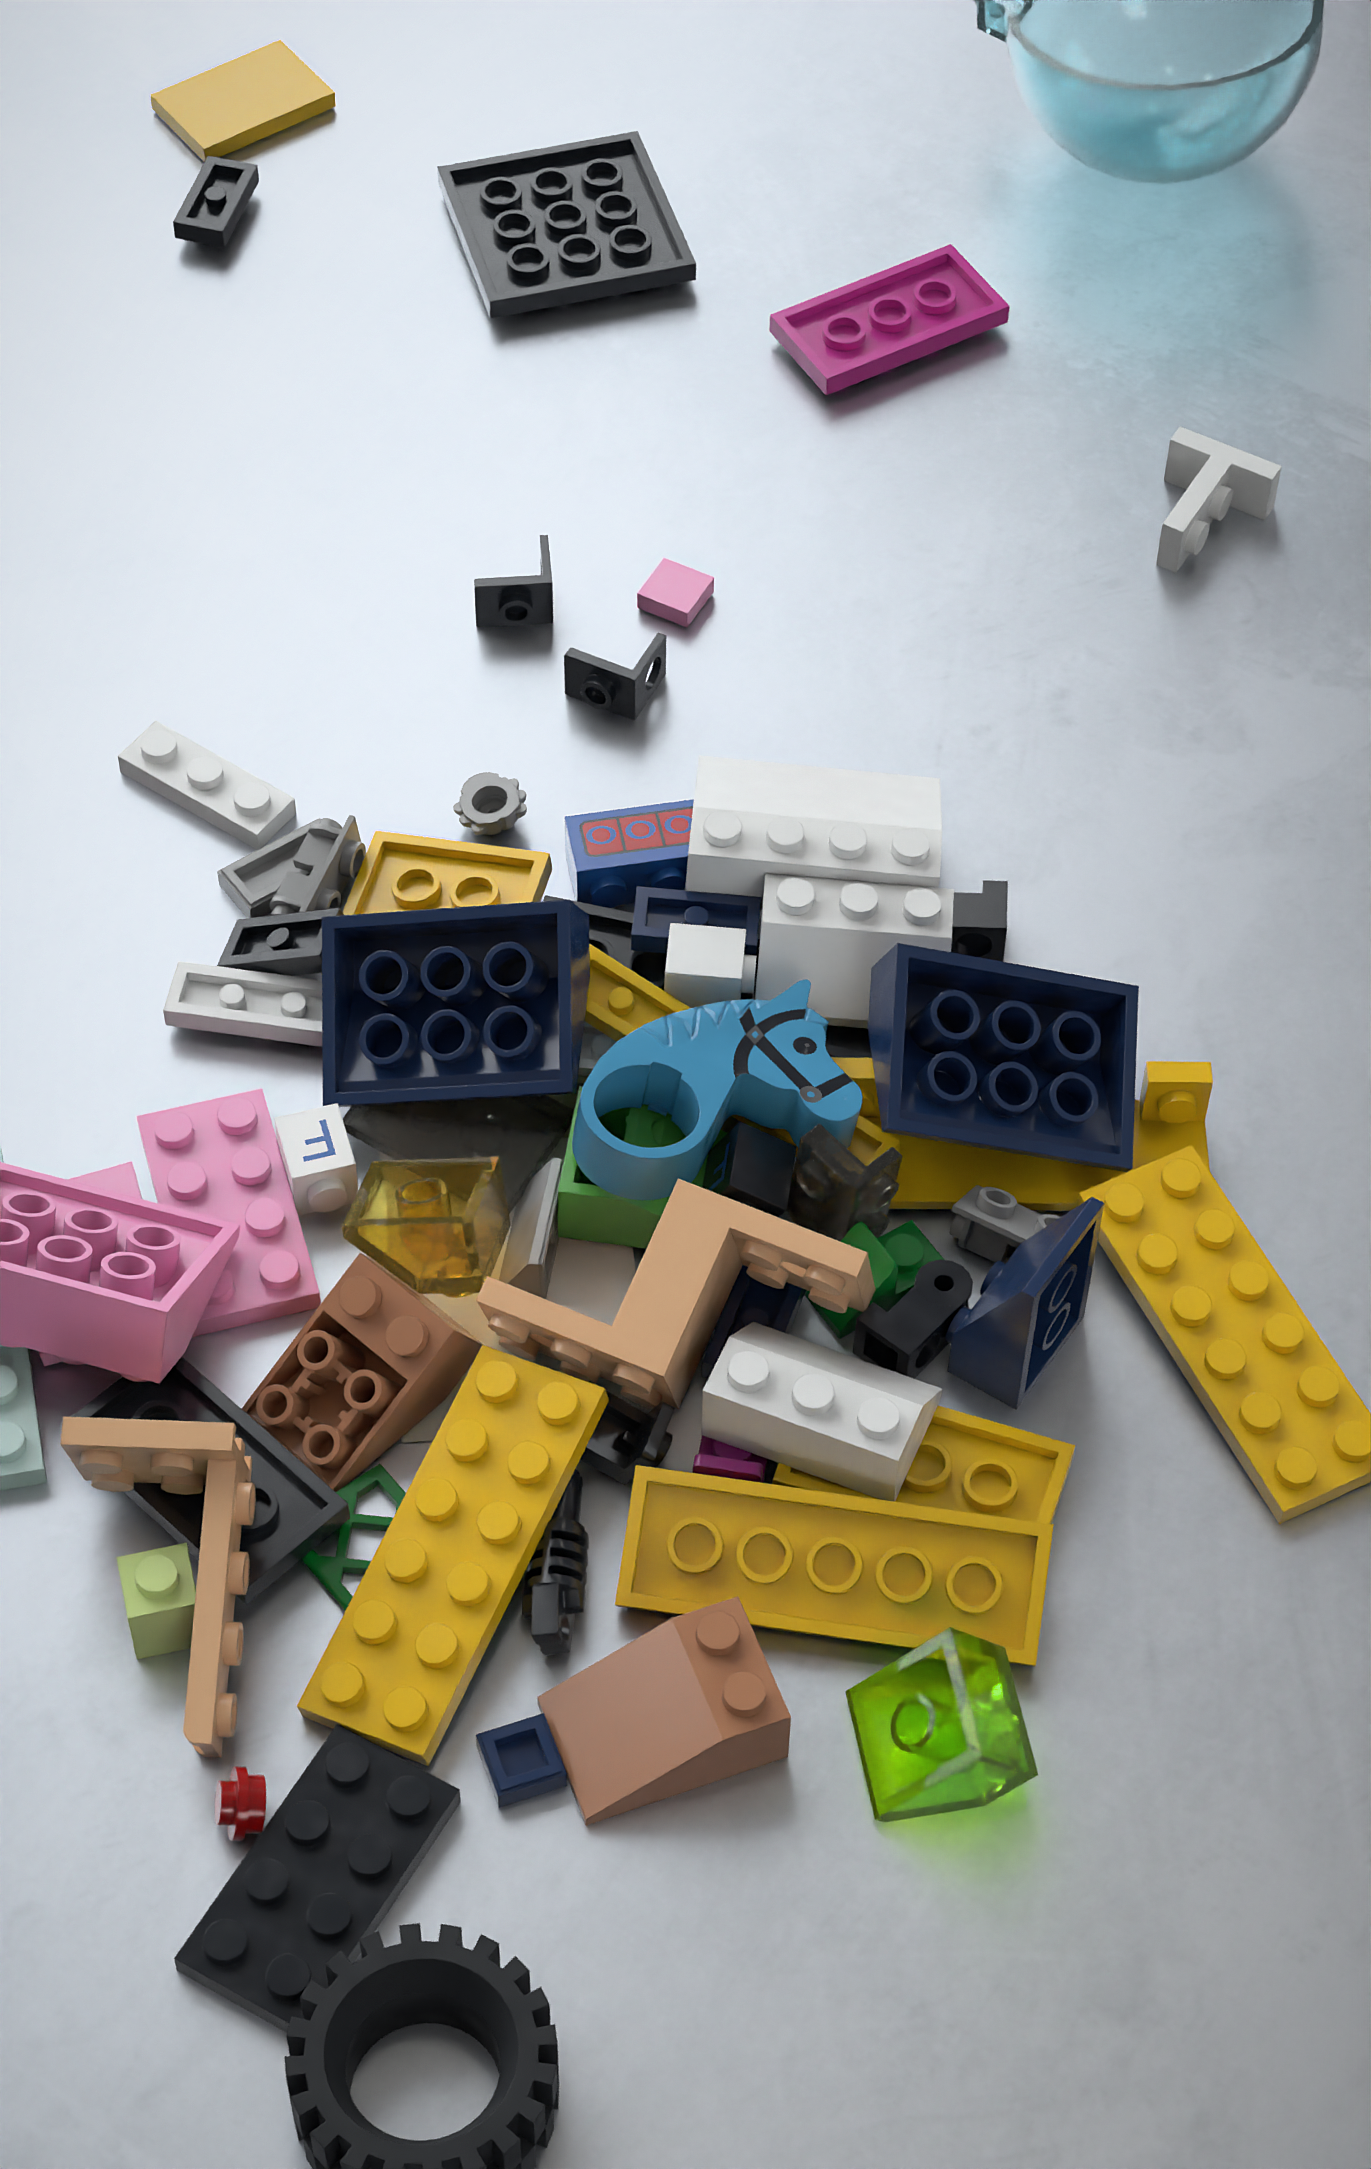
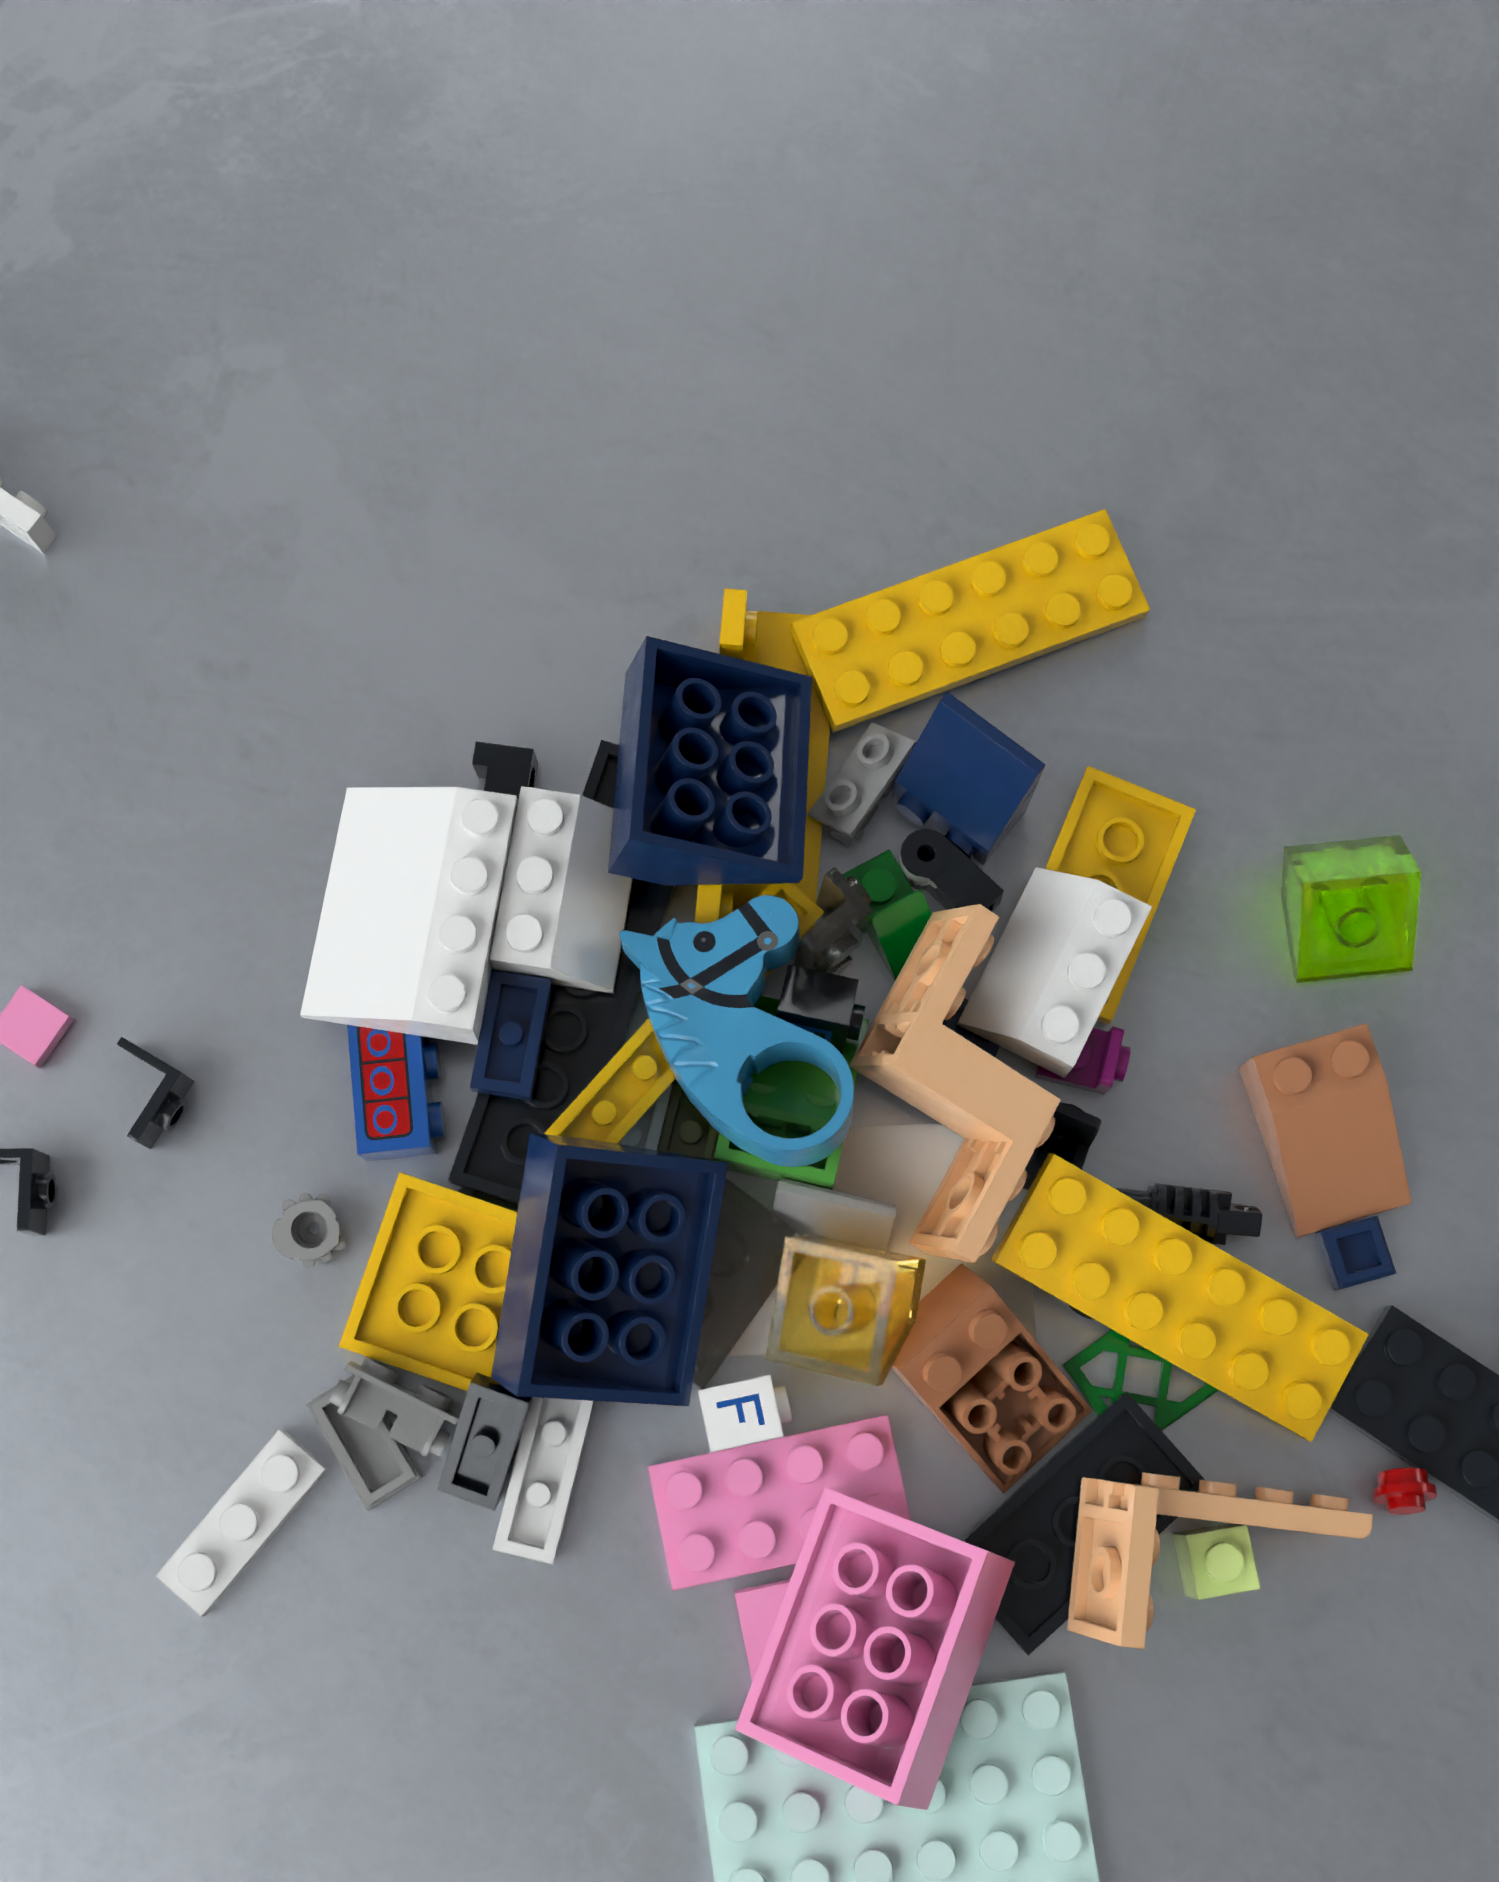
camera: 85 degrees left, 25 degrees up
(707, 964) = (573, 1028): white brick -> none
(833, 1562) = (1201, 979): yellow plate -> none

